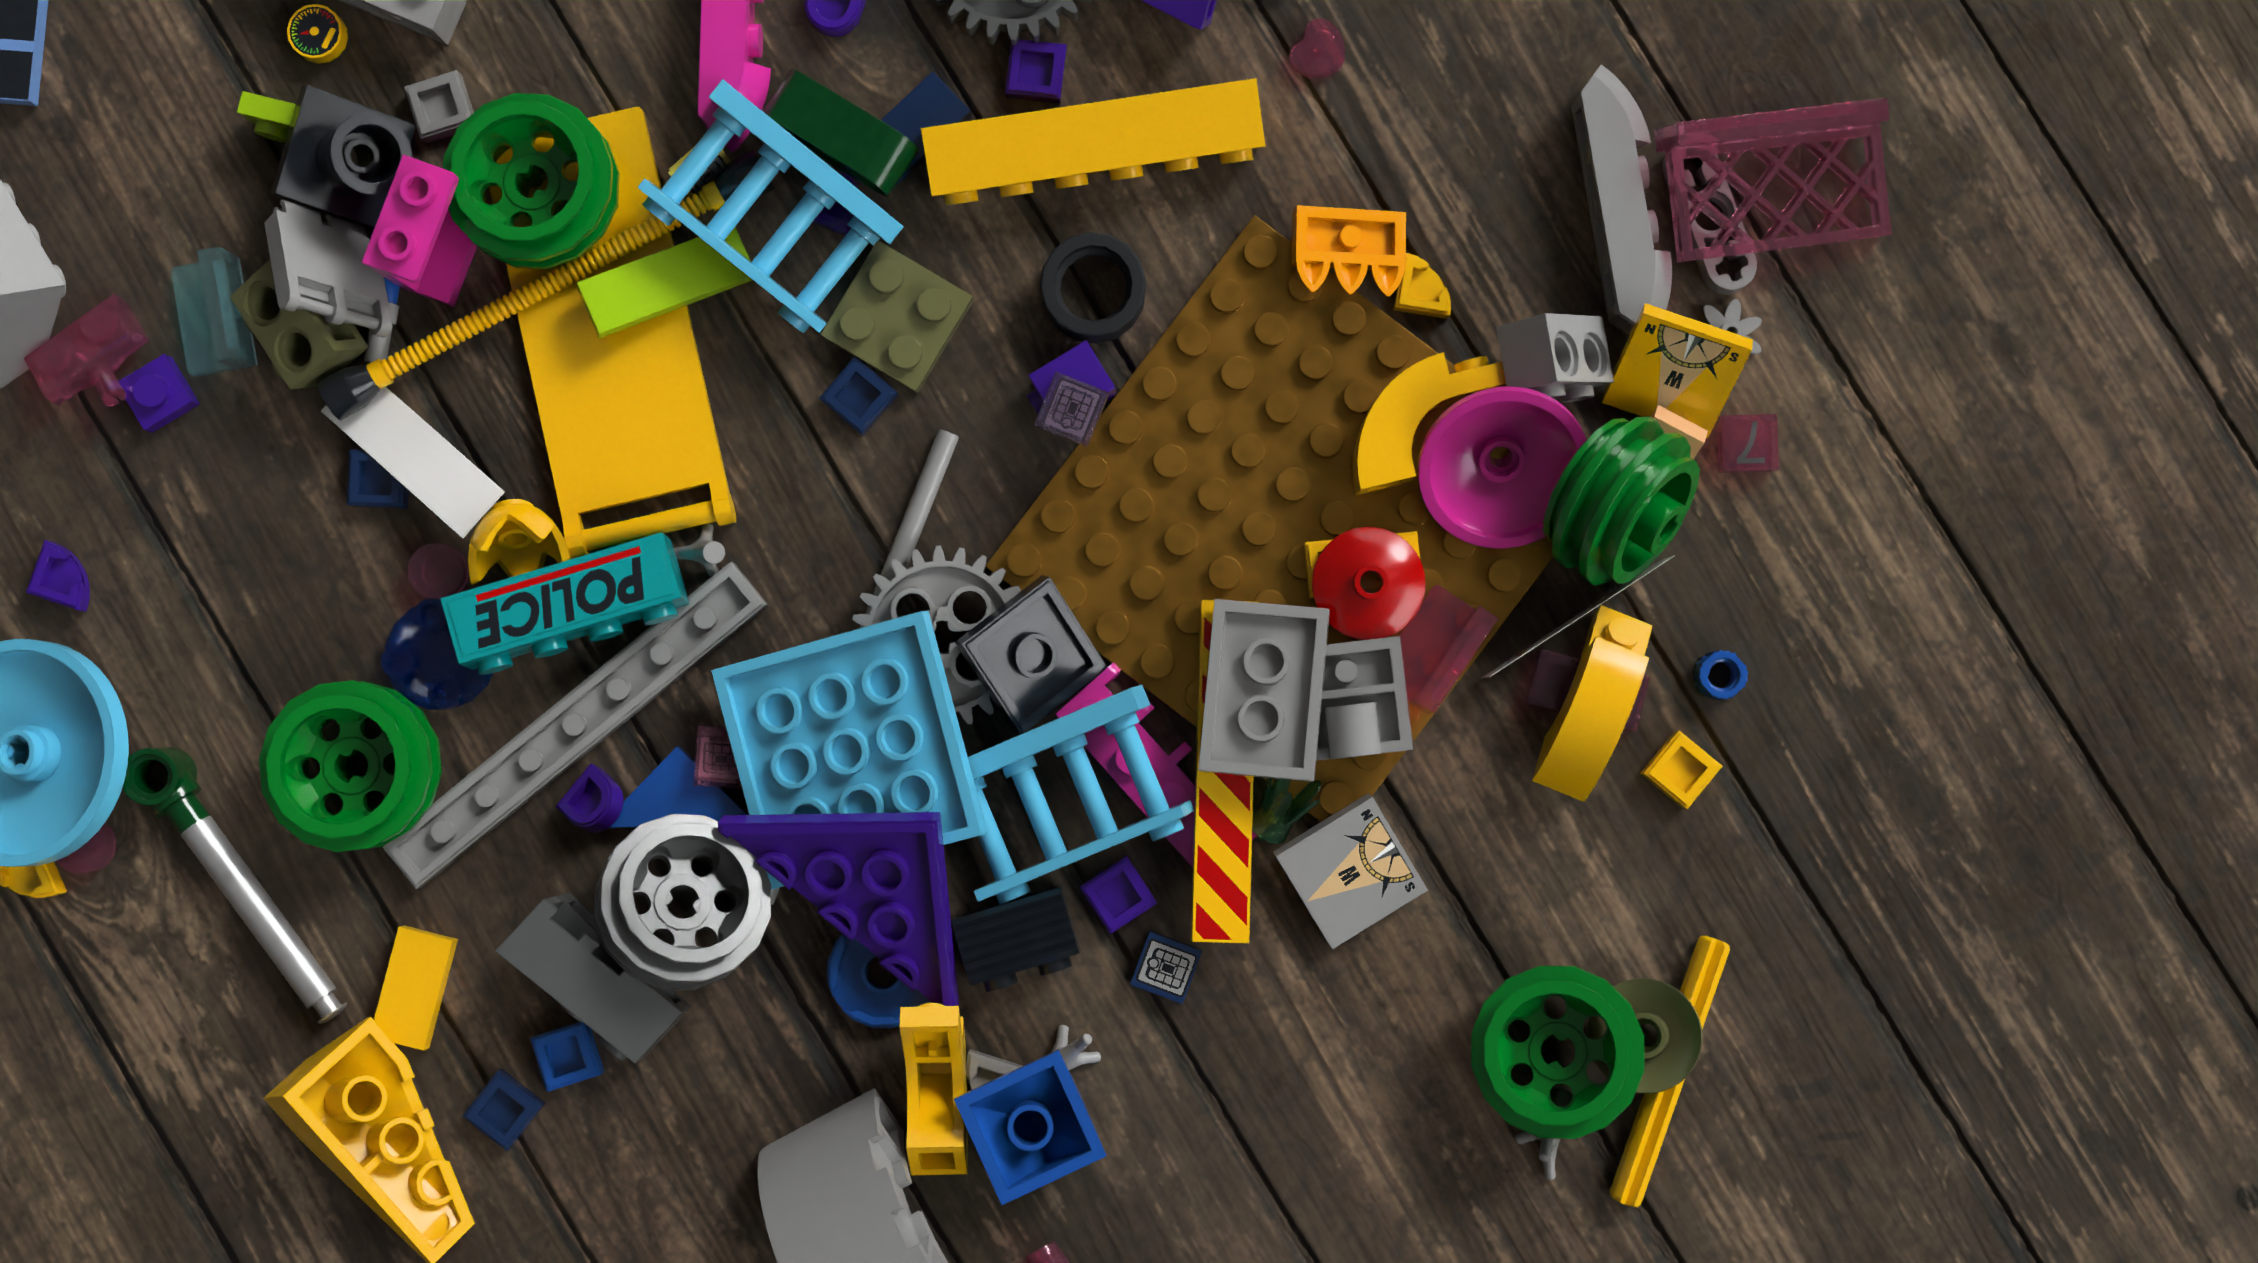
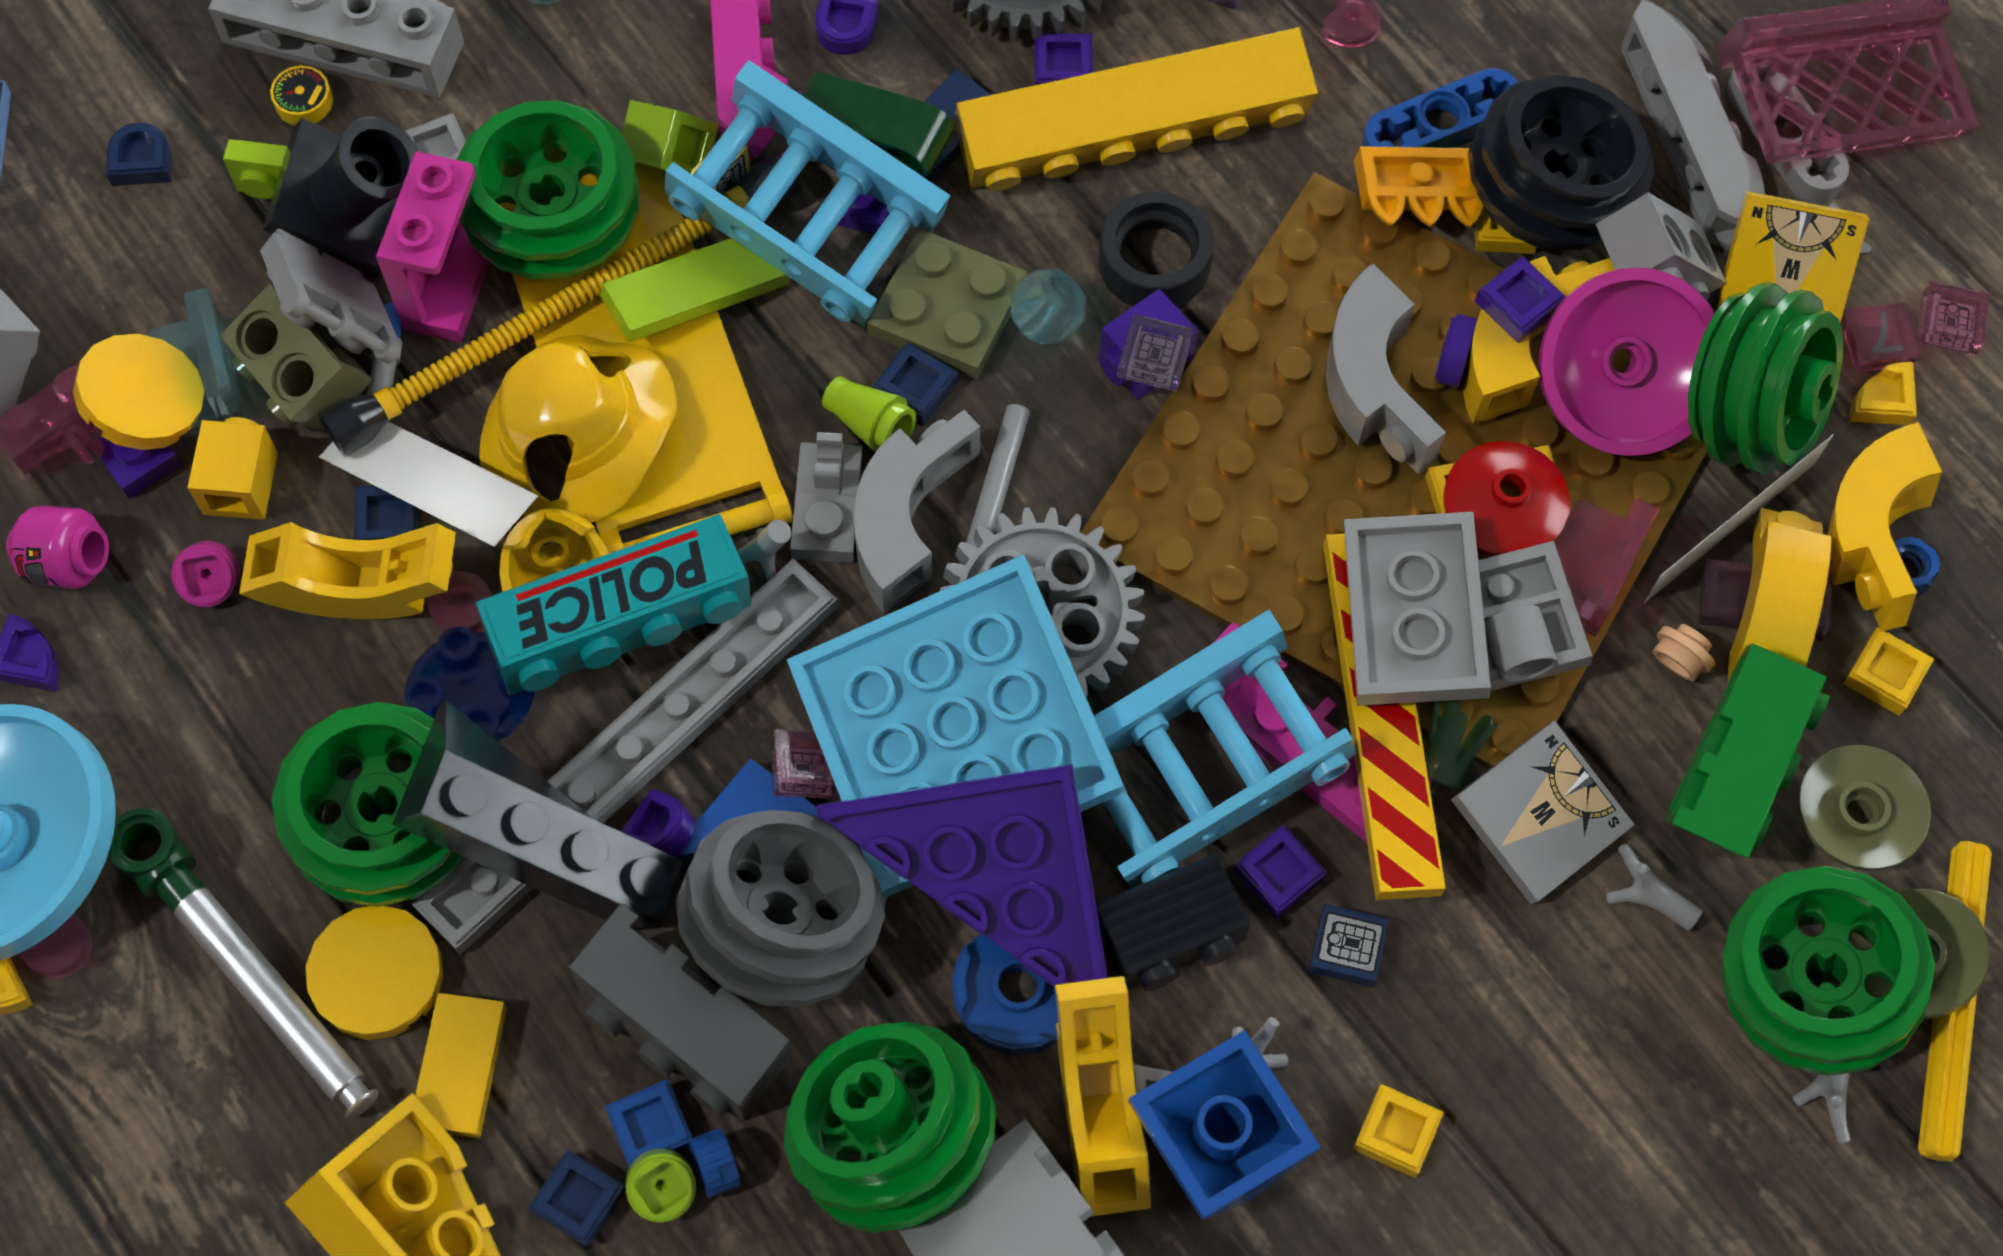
camera: 10 degrees left, 20 degrees down
(85, 484) = (57, 547): none -> dark pink head
(155, 343) = (138, 391): none -> yellow tile
(165, 82) = (138, 156): none -> dark blue tile
(215, 520) = (205, 573): none -> dark pink tile
(241, 421) = (233, 469): none -> yellow brick
(335, 538) = (347, 576): none -> yellow arch
(348, 900) = (374, 972): none -> yellow tile
(460, 804) = (507, 817): none -> black wedge
(523, 406) = (610, 420): none -> yellow piece
(570, 1109) = (660, 1185): none -> lime tile
(615, 1097) = (714, 1162): none -> blue axle
(652, 123) = (667, 136): none -> lime panel
(734, 1077) = (911, 1111): none -> green wheel
(768, 504) = (826, 500): none -> light grey plate
(816, 430) = (868, 411): none -> lime cone
(817, 520) = (891, 488): none -> light grey arch
(985, 338) = (1048, 306): none -> clear light blue piece
(1031, 654) = (1144, 609): tile -> none
(1181, 1128) = (1398, 1131): none -> yellow tile
(1256, 460) = (1359, 377): none -> light grey arch
(1347, 433) = (1455, 350): none -> dark purple tile
(1410, 399) = (1519, 299): none -> dark purple tile
(1426, 171) = (1453, 98): none -> blue beam
(1433, 950) = (1653, 893): none -> light grey bar
(1436, 266) = (1545, 149): none -> black wheel
(1502, 737) = (1684, 651): none -> light nougat plate
(1527, 857) = (1748, 751): none -> green wedge
(1655, 906) = (1879, 786): none -> olive dish
(1709, 600) = (1878, 488): none -> yellow arch
(1740, 503) = (1887, 397): none -> yellow tile
(1820, 430) = (1953, 318): none -> clear pink tile

